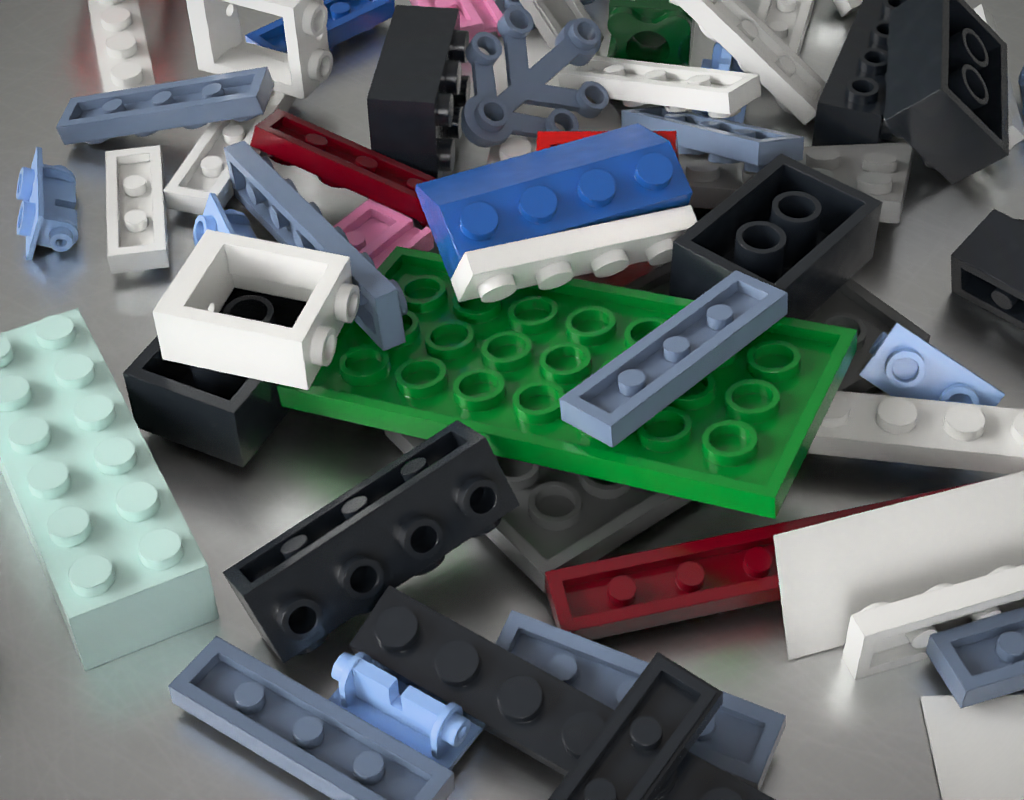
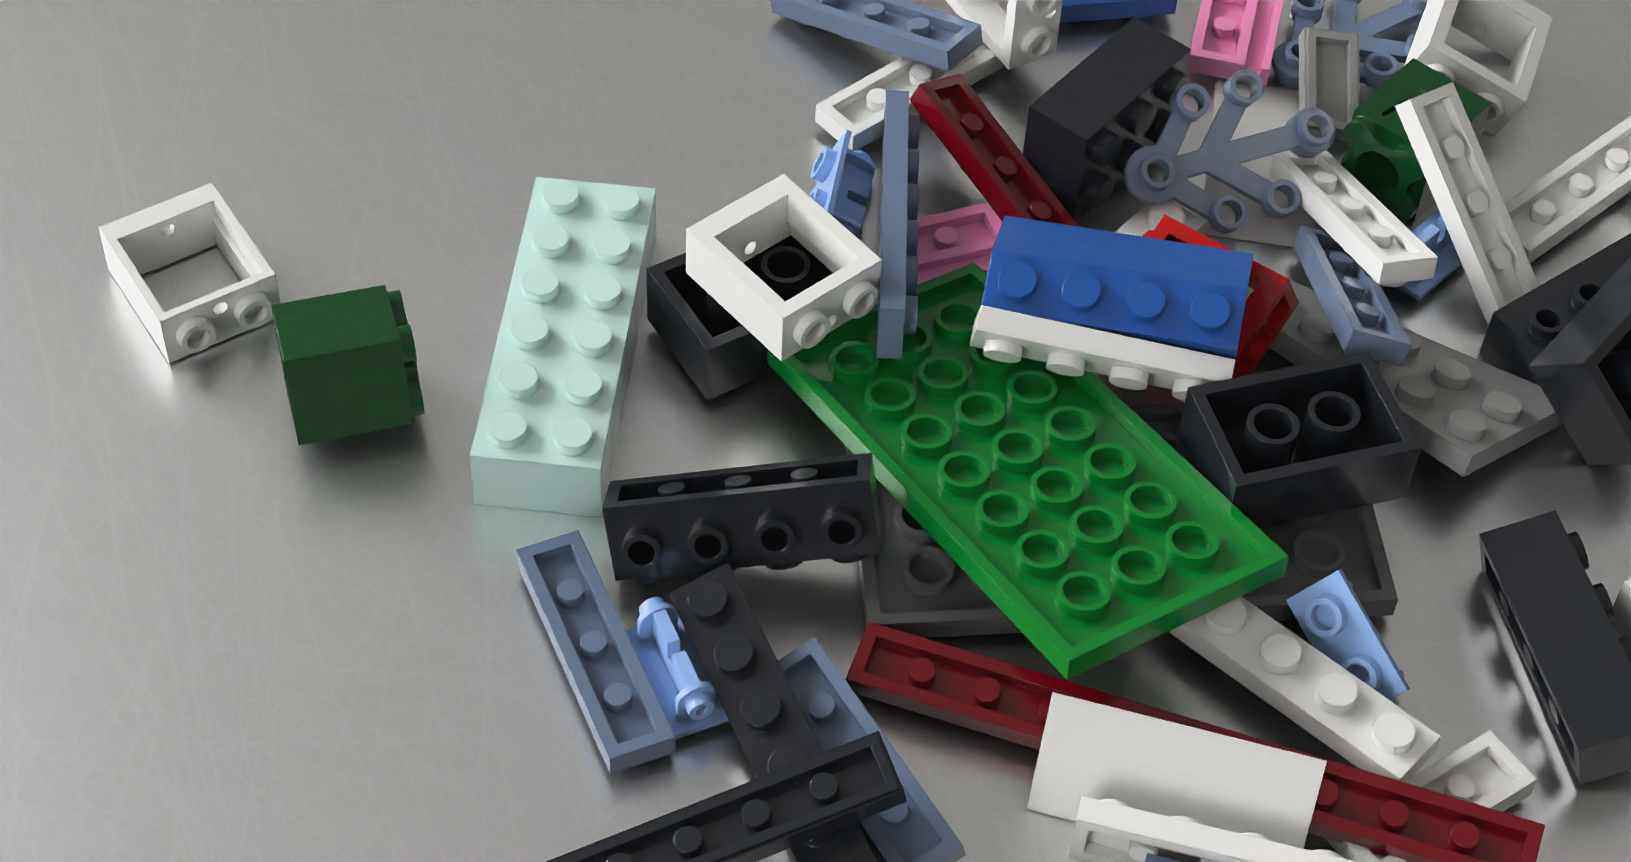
camera: 30 degrees right, 5 degrees up
(47, 206) = (700, 84): light blue hinge -> none
(136, 210) = (784, 110): white plate -> none
(673, 358) = (1097, 494): sand blue plate -> none

